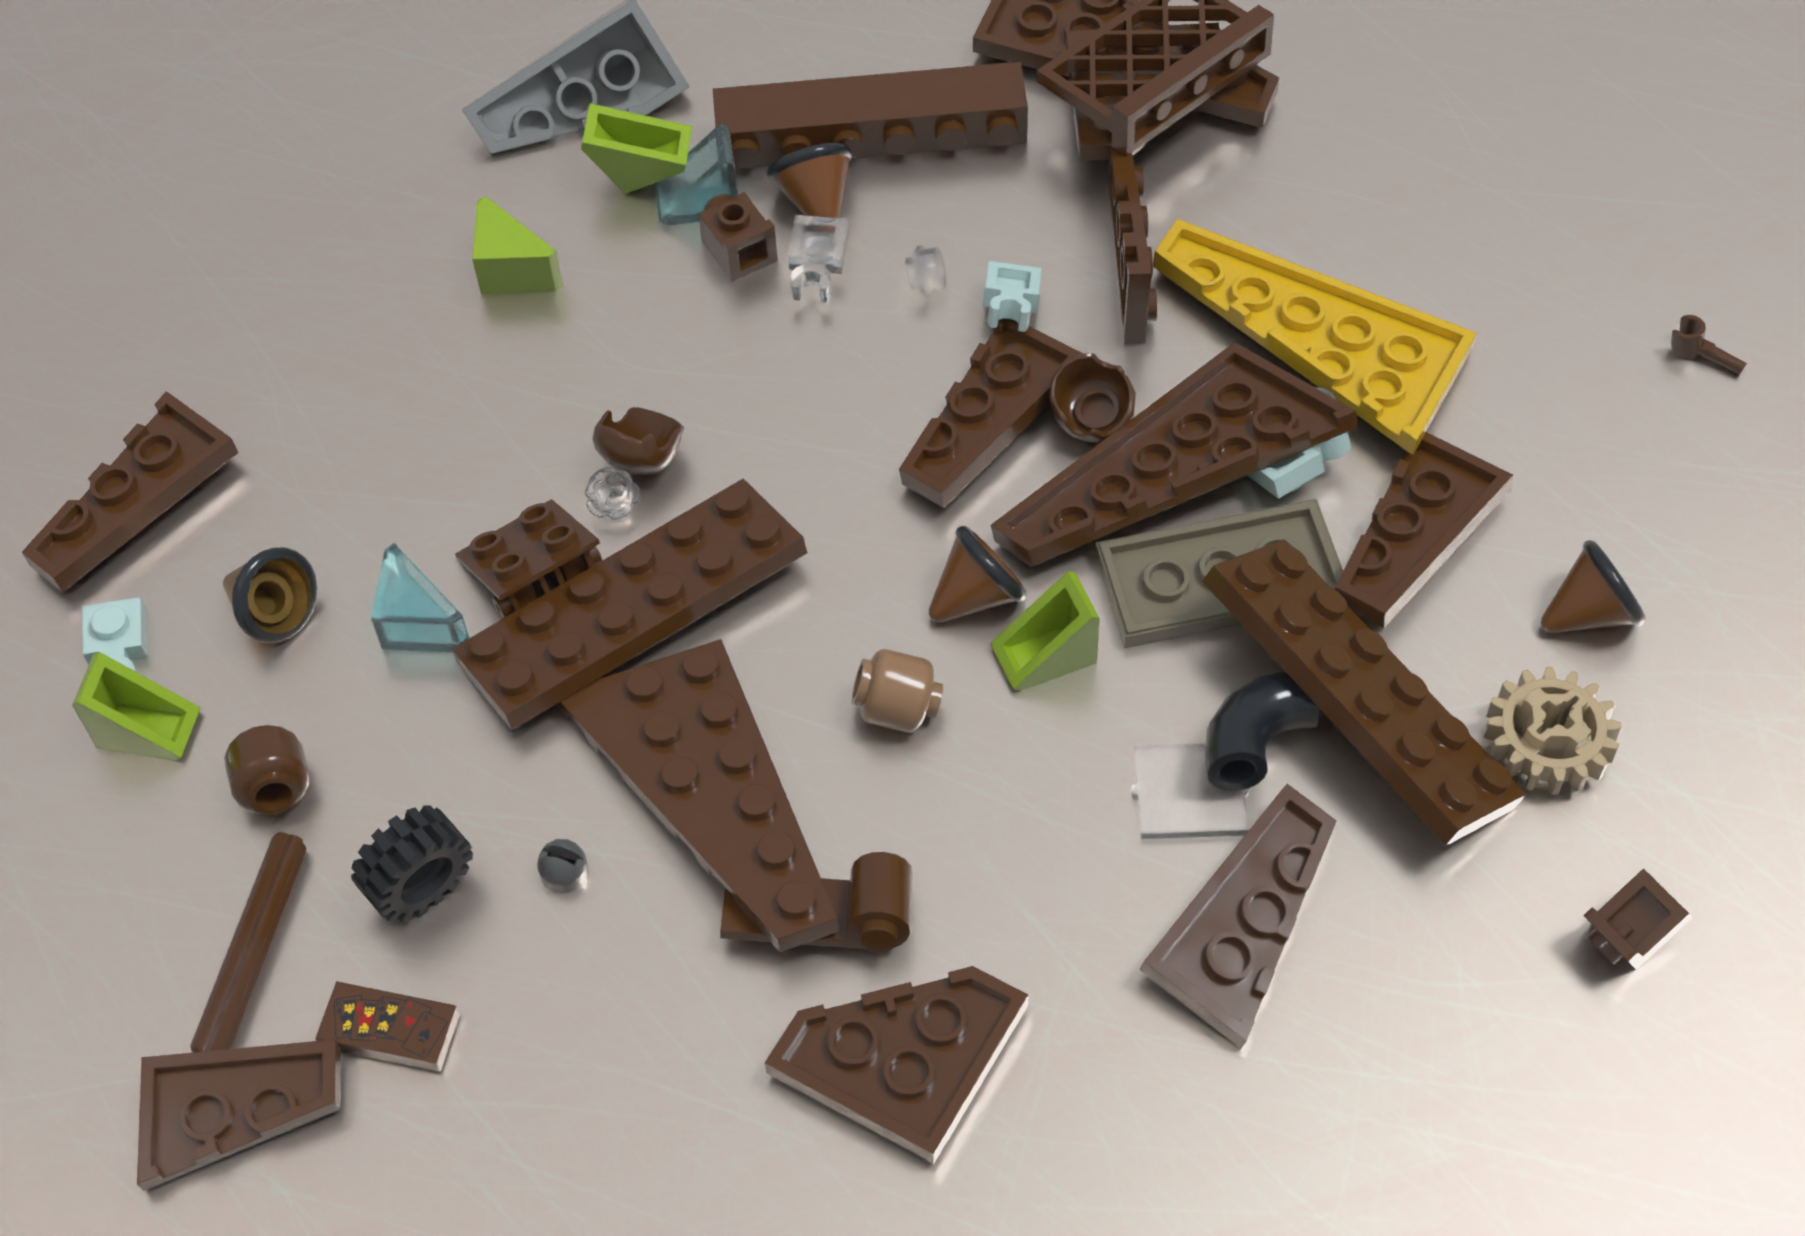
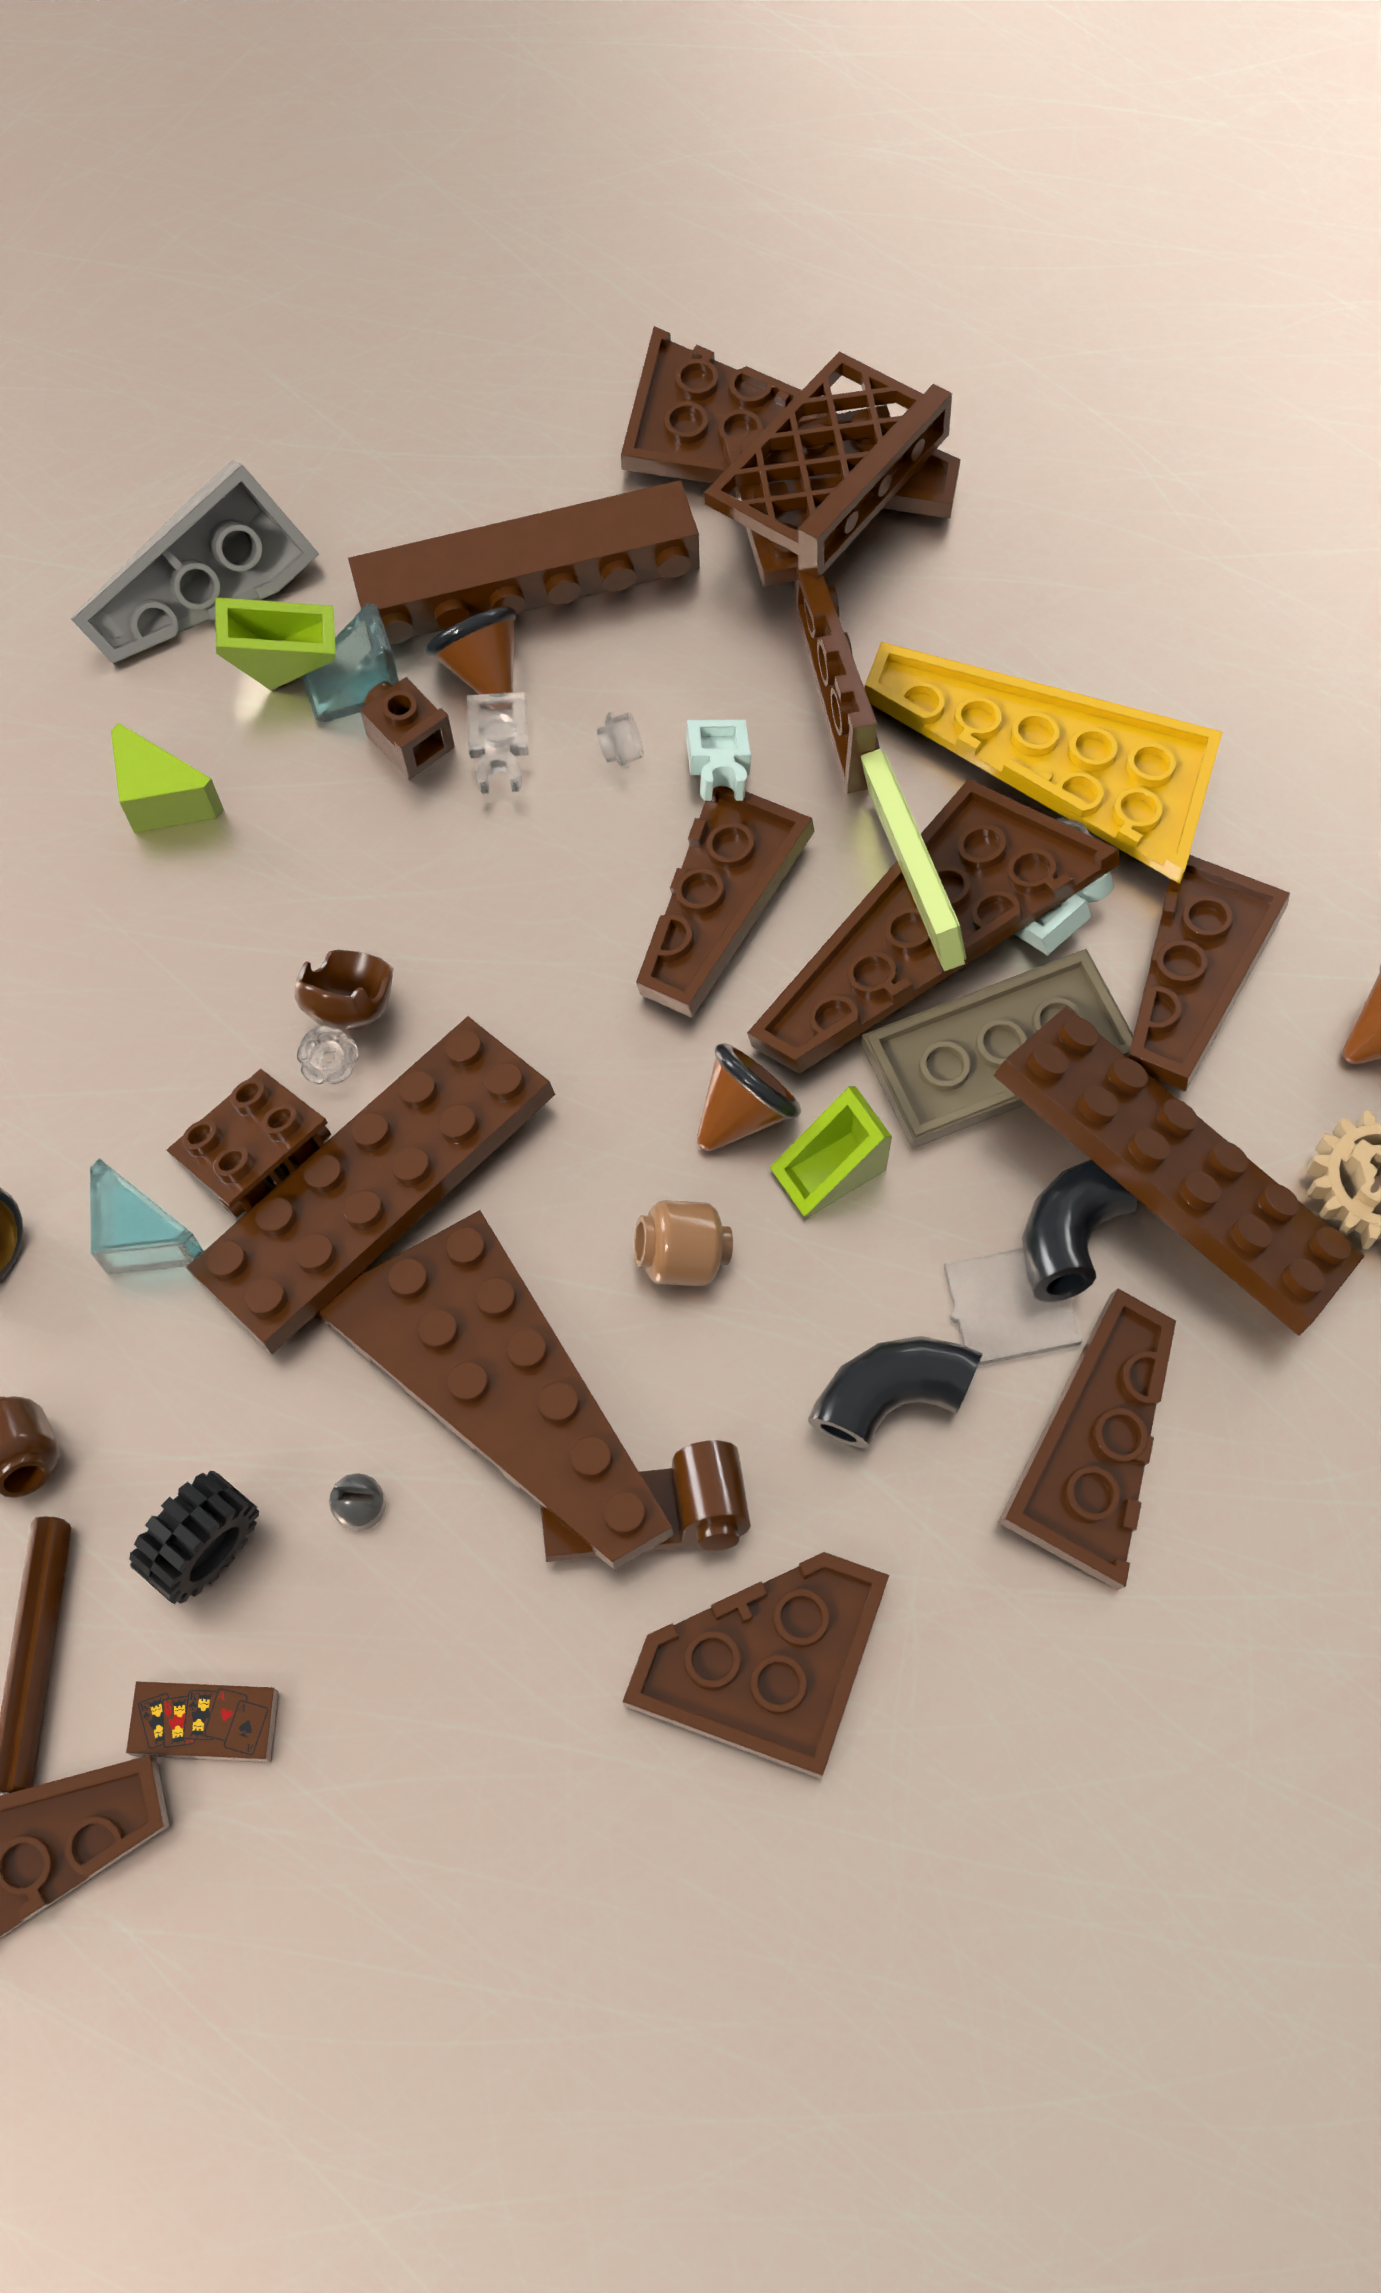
camera: 10 degrees left, 10 degrees up
(1064, 830) = (889, 1377): none -> black cylinder
(1091, 398) = (830, 869): reddish brown hair -> none
(1167, 397) = (914, 860): none -> yellowish green tile

